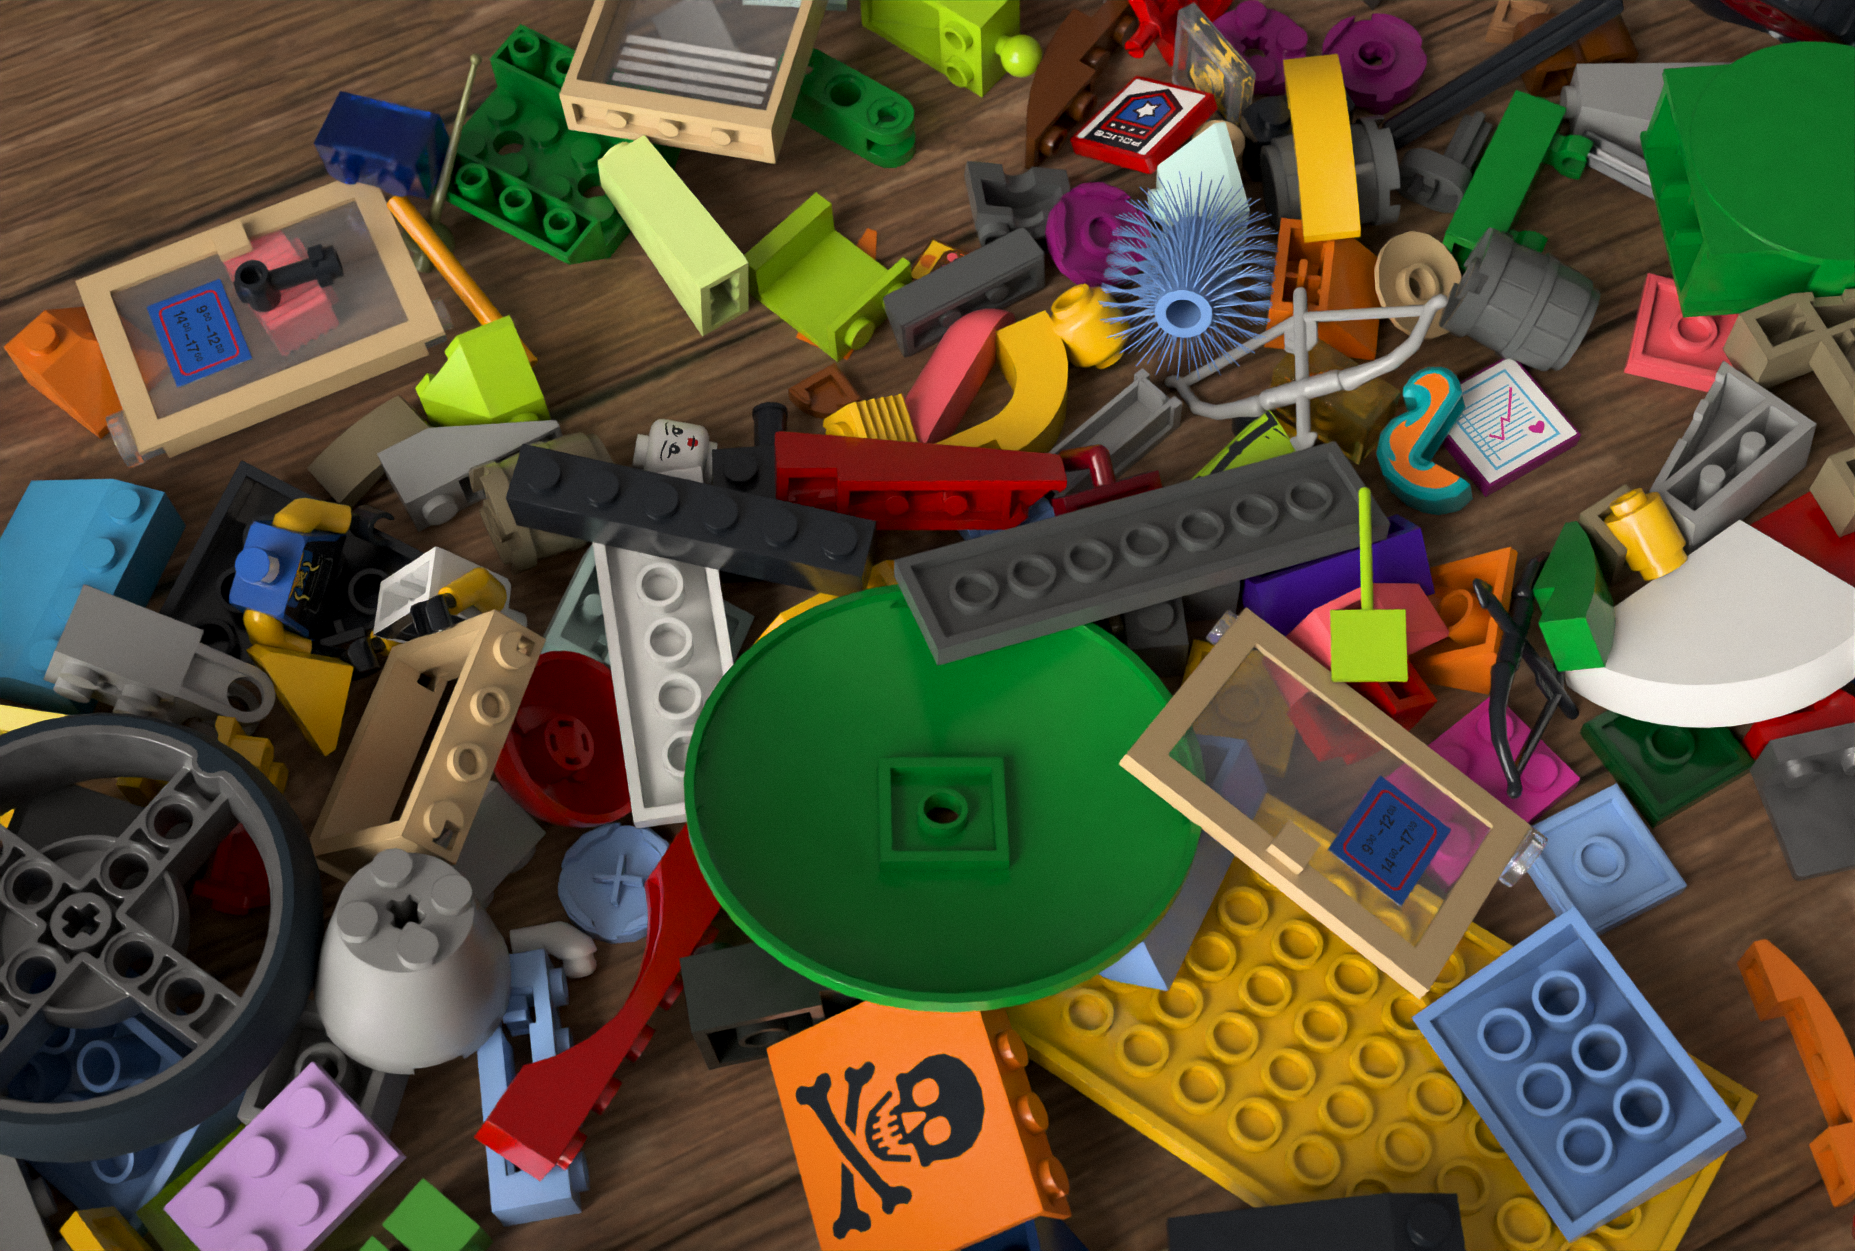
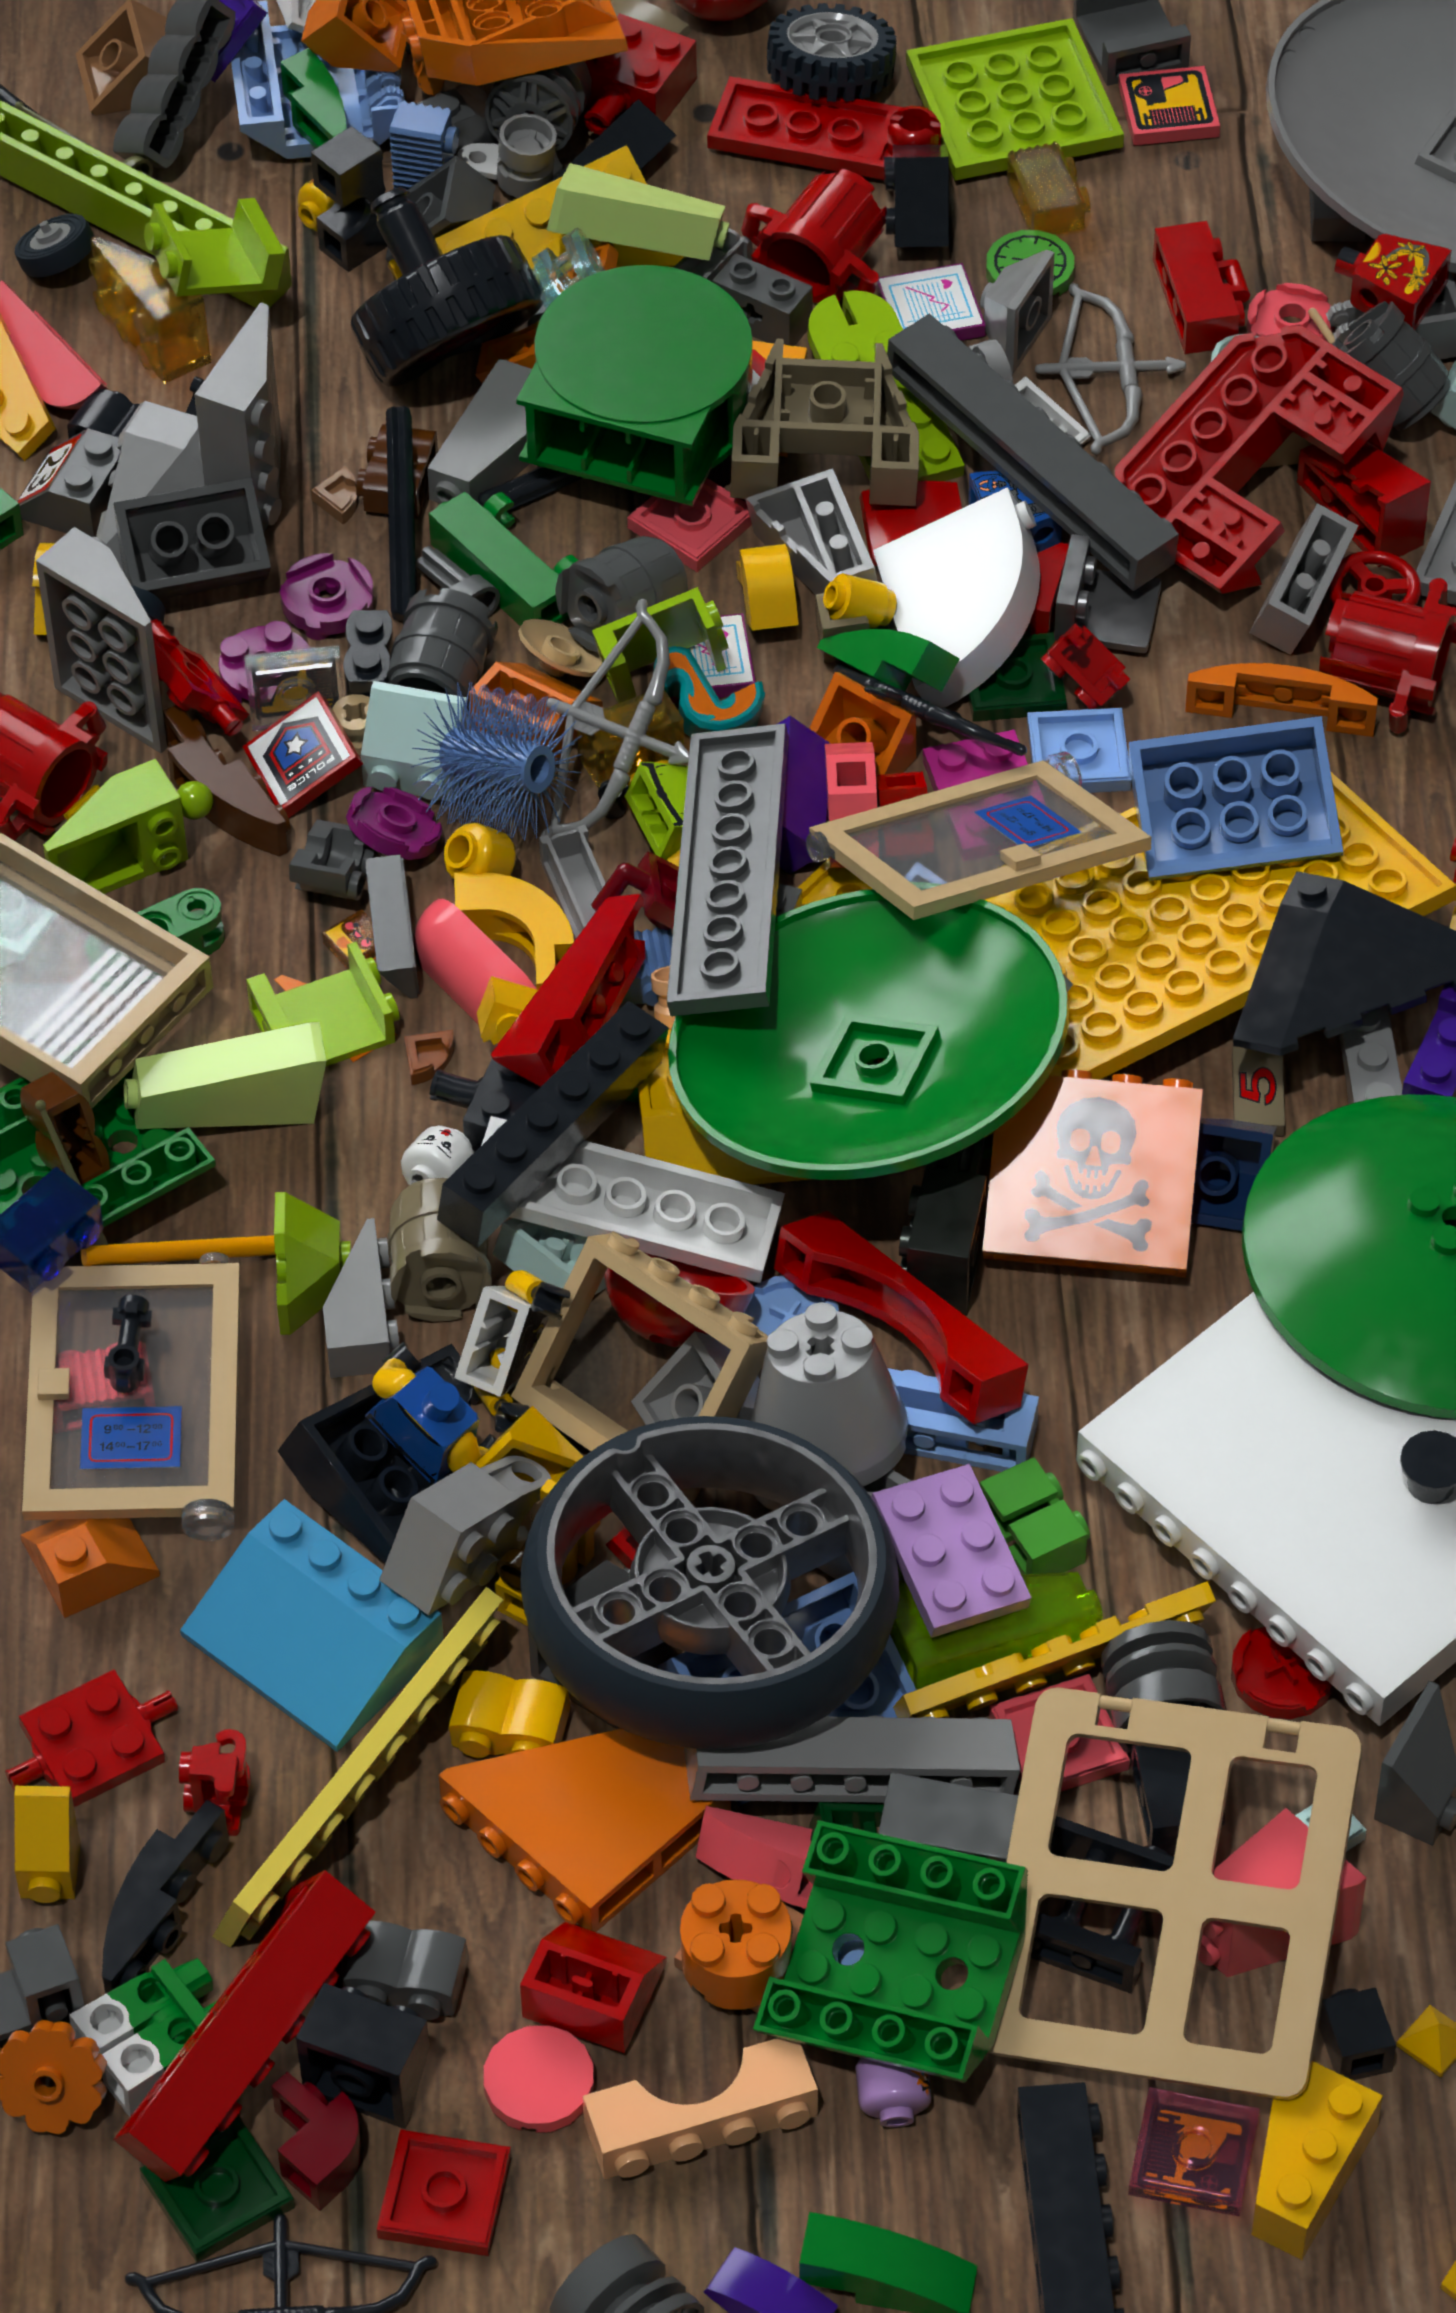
camera: 70 degrees left, 10 degrees down
(351, 460) = (300, 1369): dark tan slope -> none
(525, 115) = (72, 1122): none -> reddish brown brick
(1322, 148) = (427, 629): yellow slope -> none
(1368, 641) = (870, 772): lime piece -> none
(1466, 350) = (683, 620): none -> lime panel
(1620, 438) = (767, 587): none -> yellow brick
(1714, 818) = (1088, 664): none -> red piece

